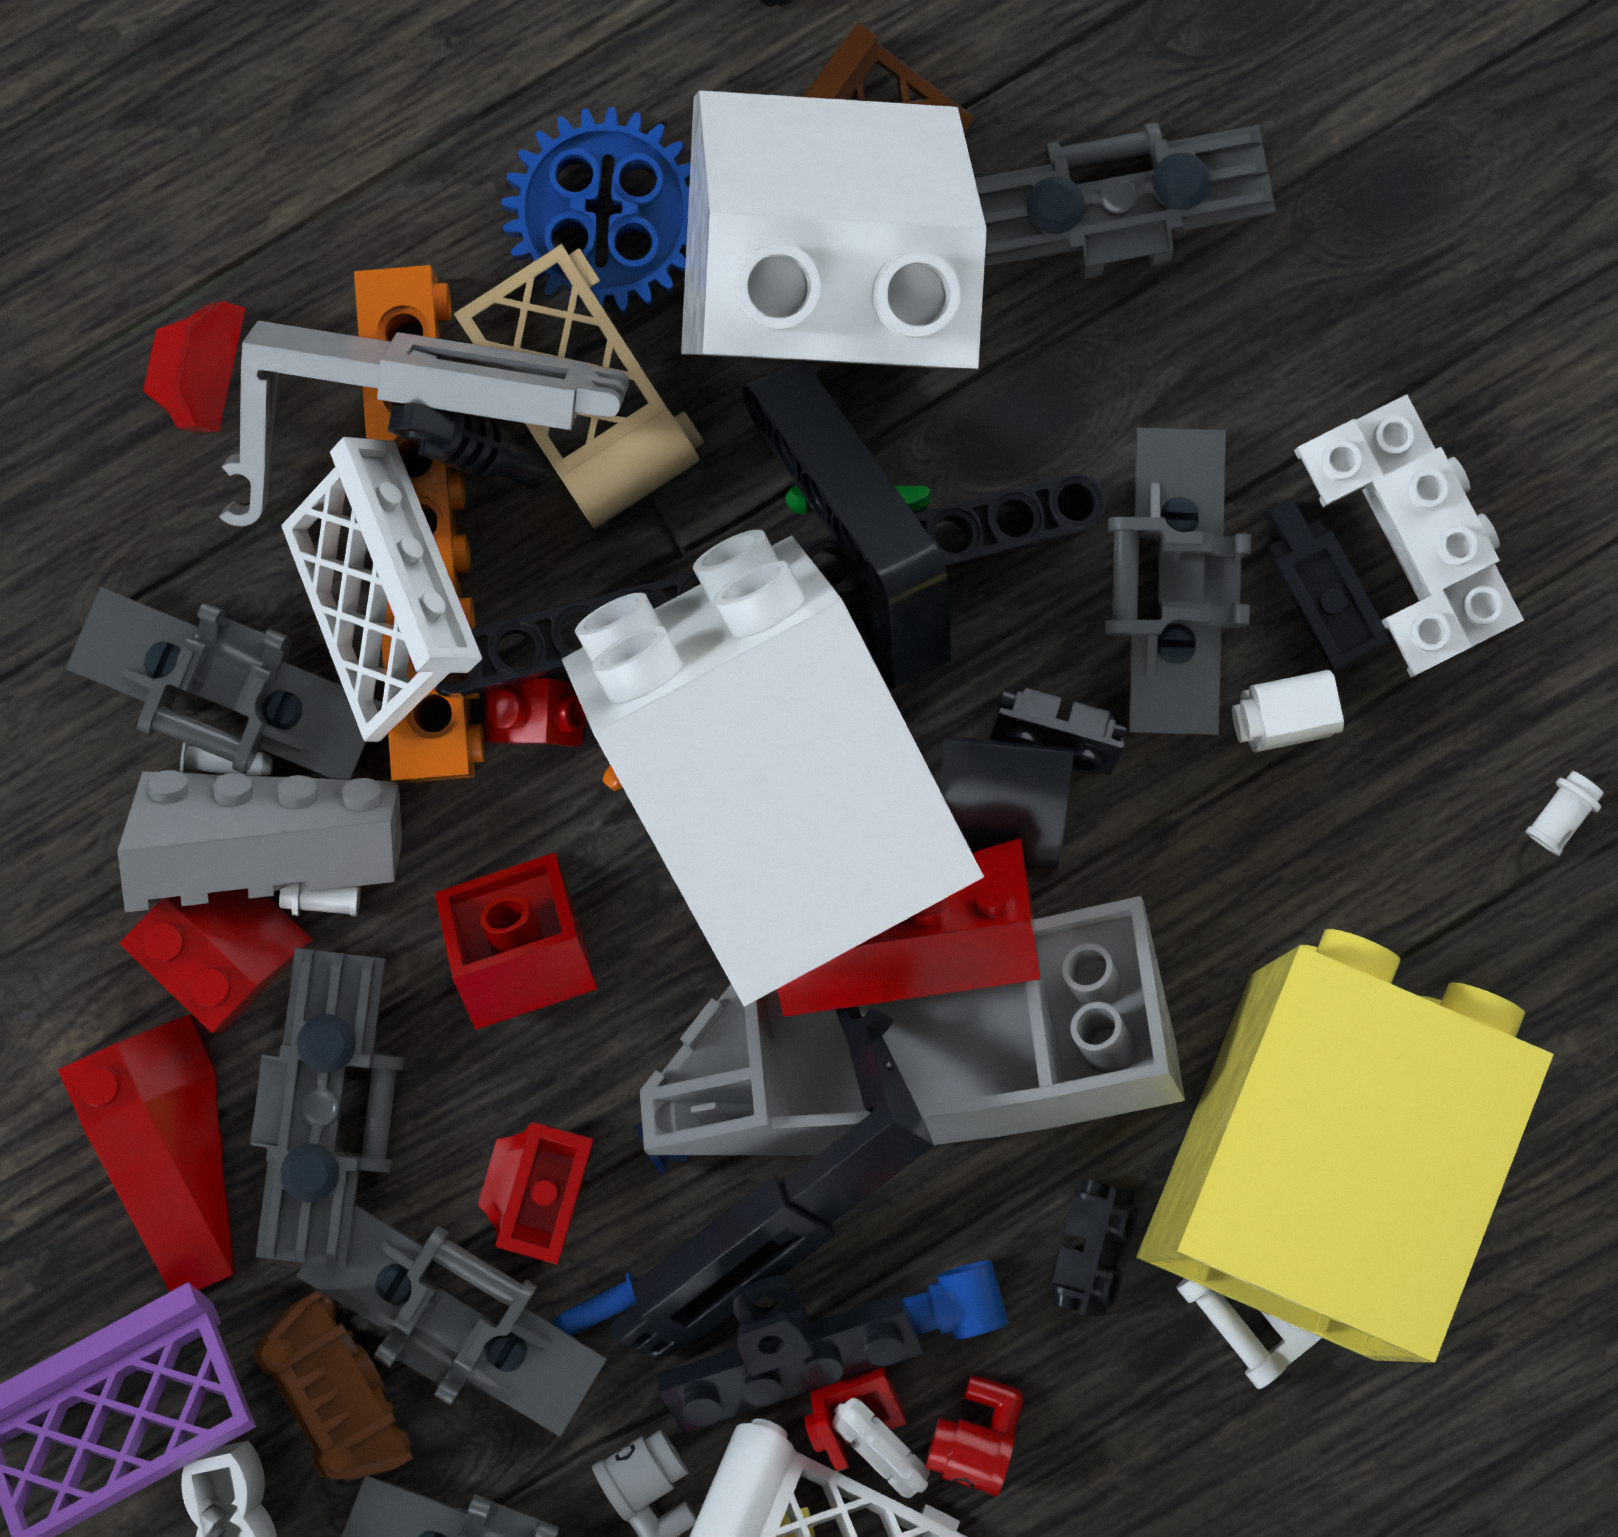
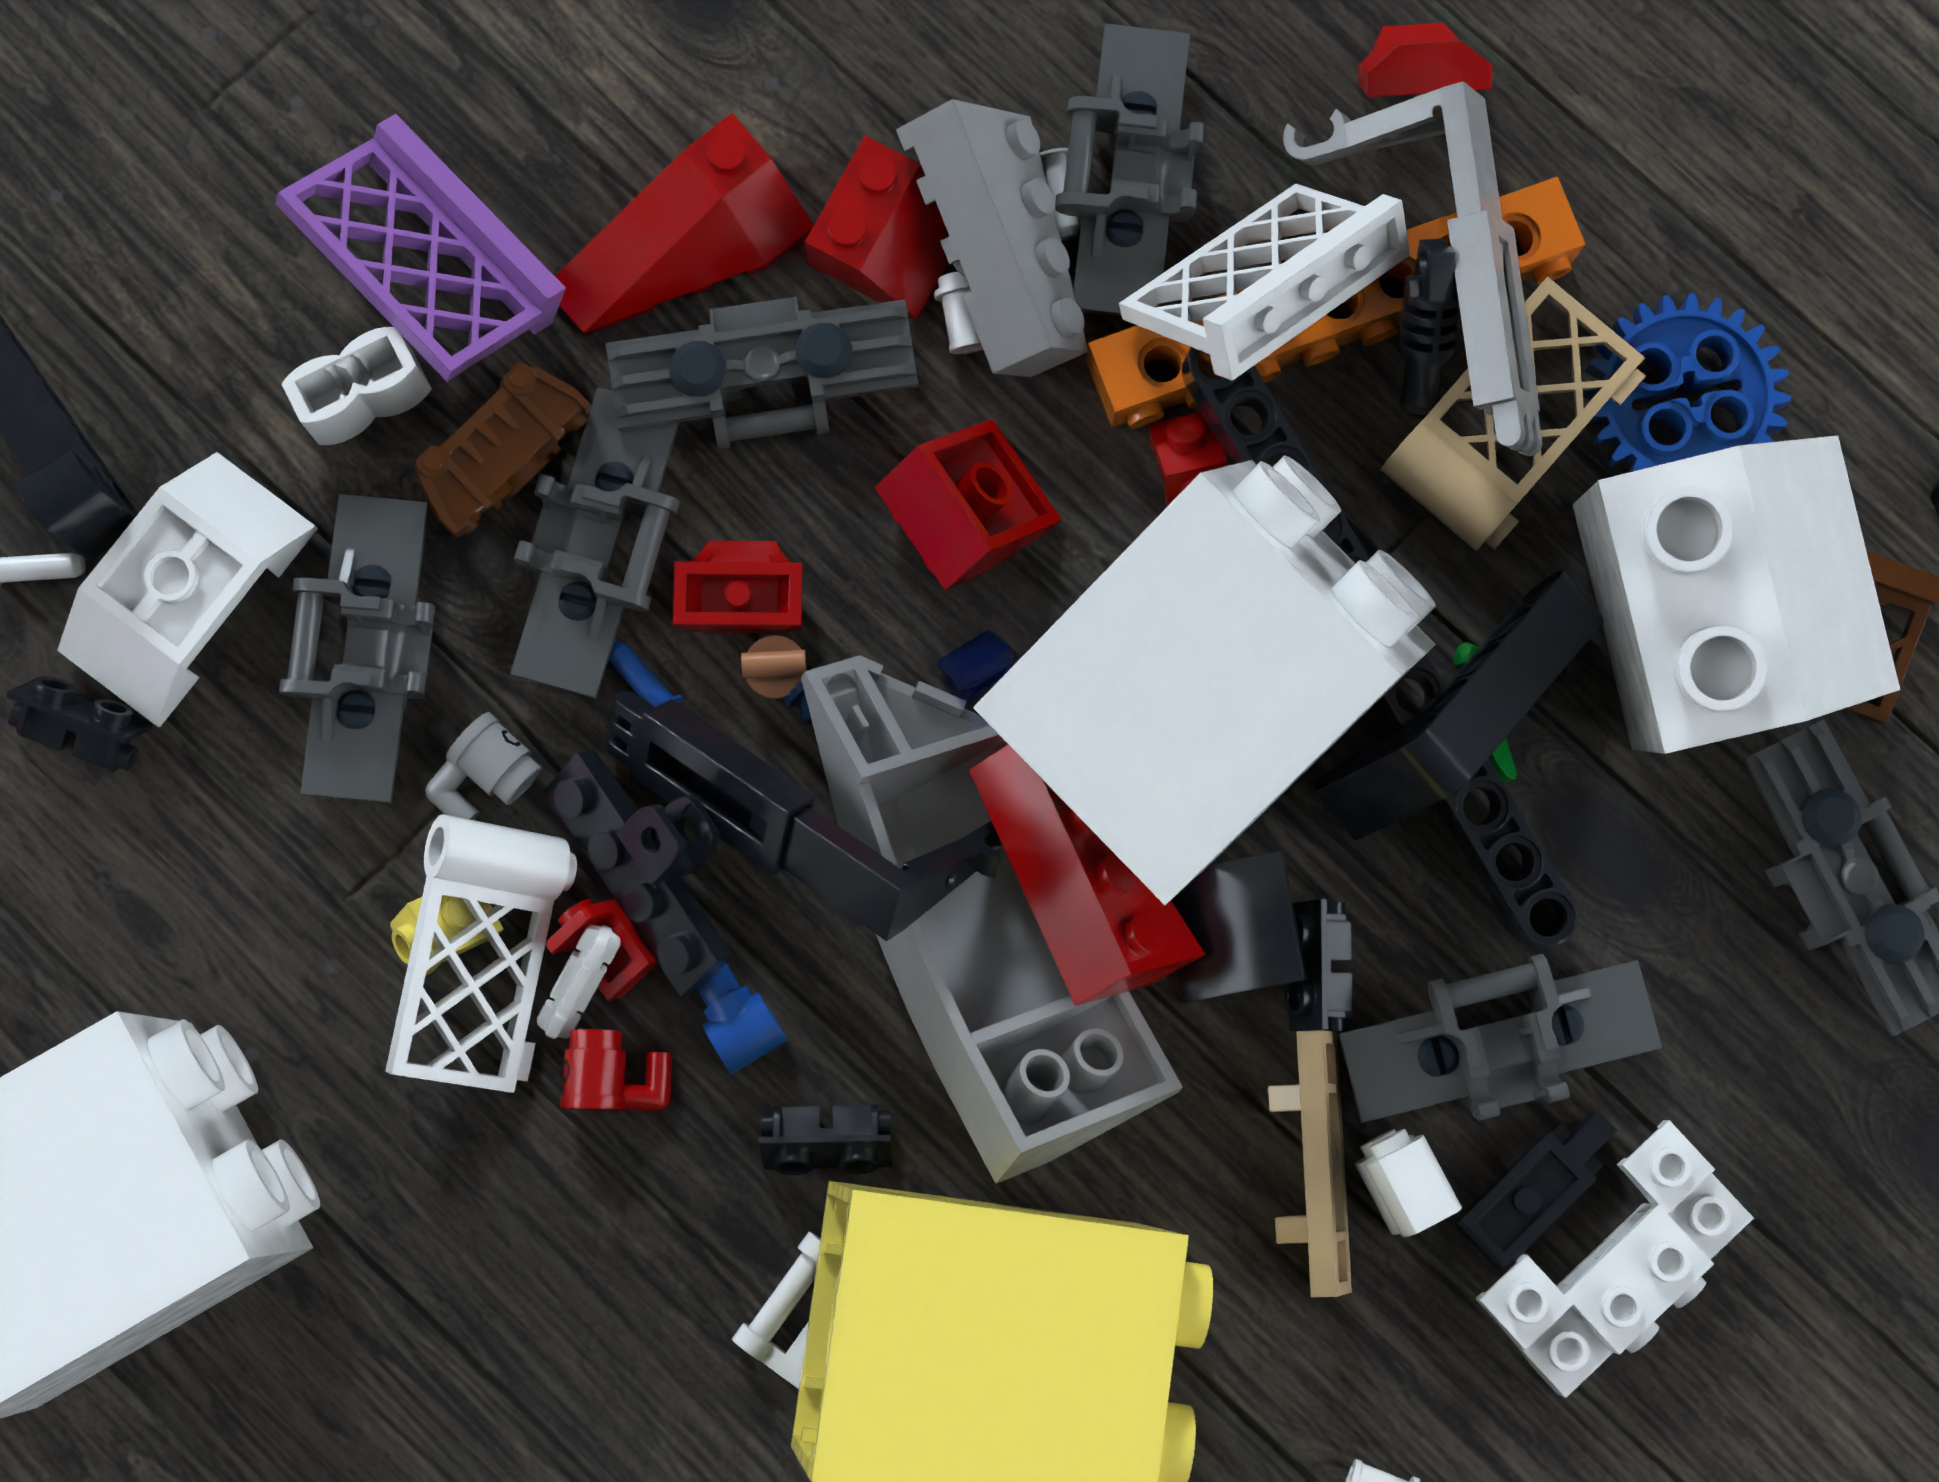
camera: 70 degrees right, 5 degrees down
(623, 1174) = (773, 666): none -> nougat plate
(674, 977) = (976, 664): none -> clear blue slope
(1298, 794) = (1324, 1166): none -> tan hinge

